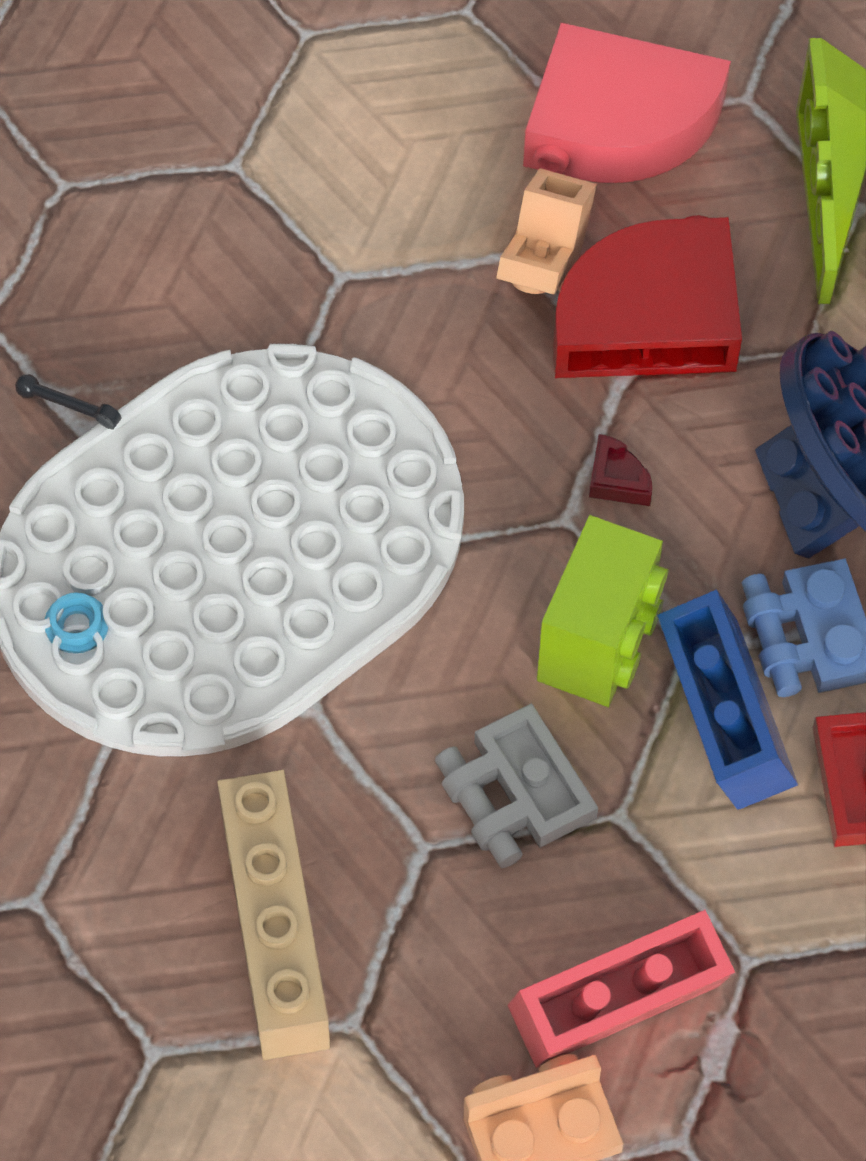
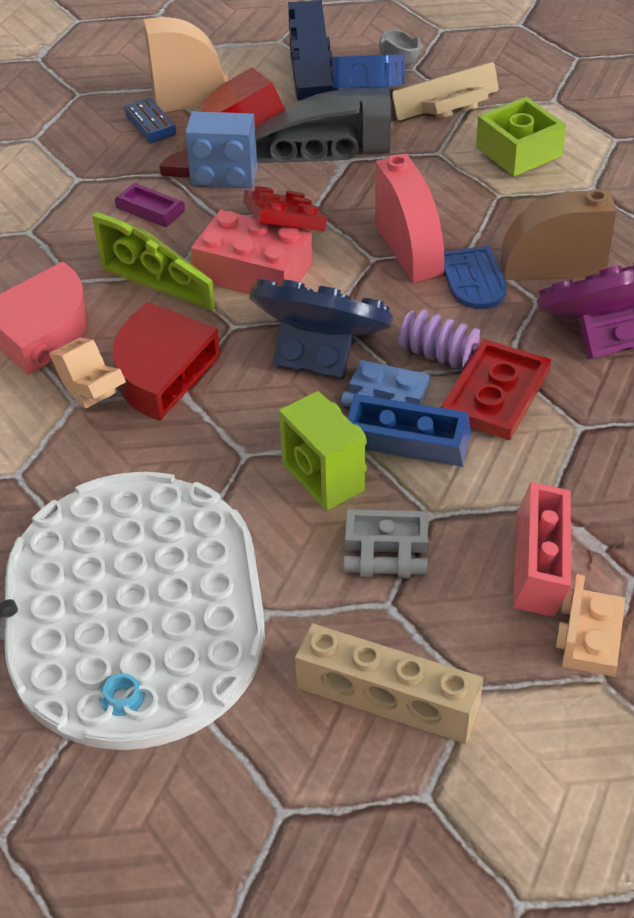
camera: 55 degrees left, 15 degrees down
(619, 474) = (238, 421): dark red tile -> none

